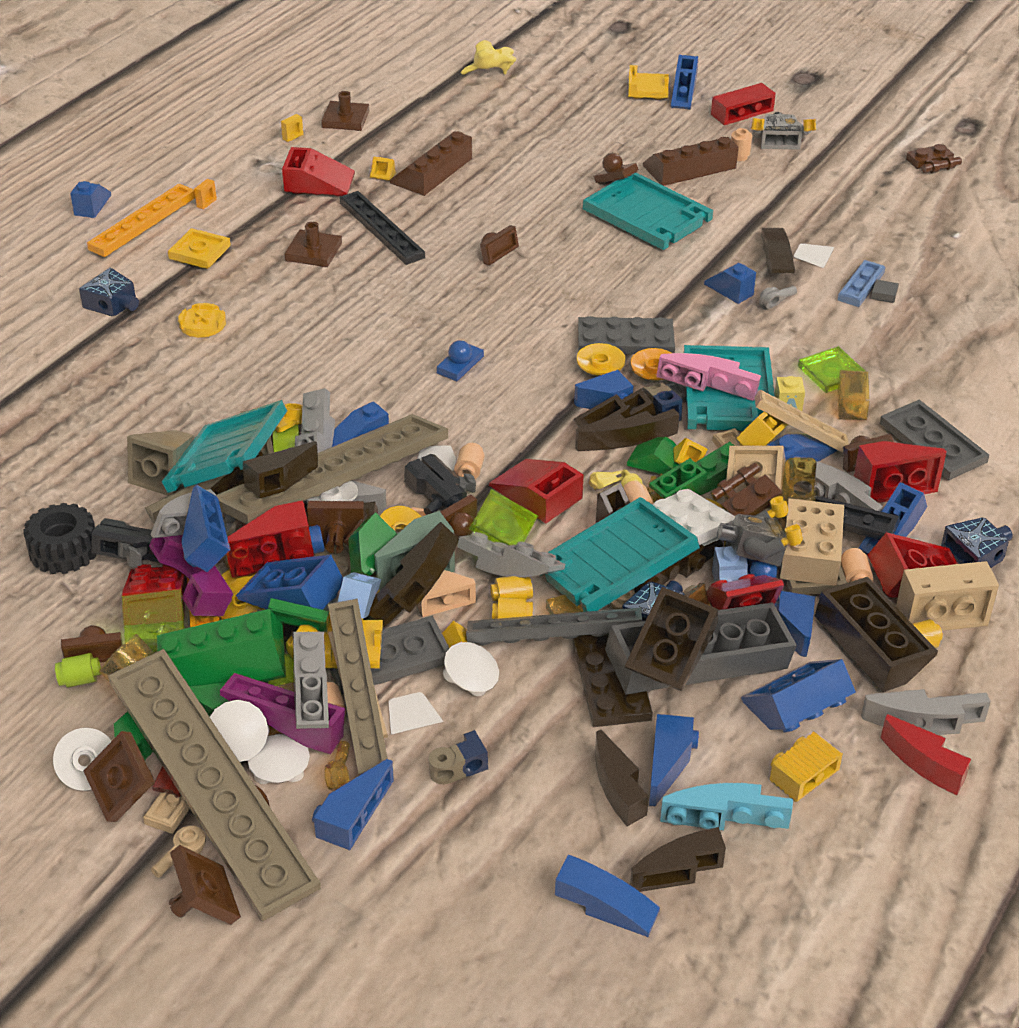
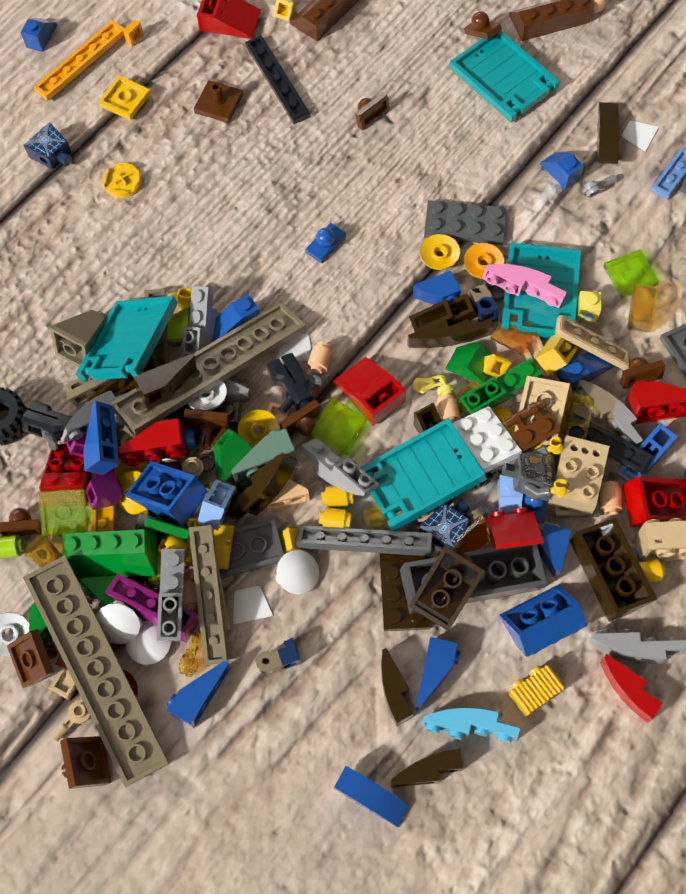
camera: 10 degrees right, 25 degrees up
(705, 430) = (512, 338): none -> clear orange piece

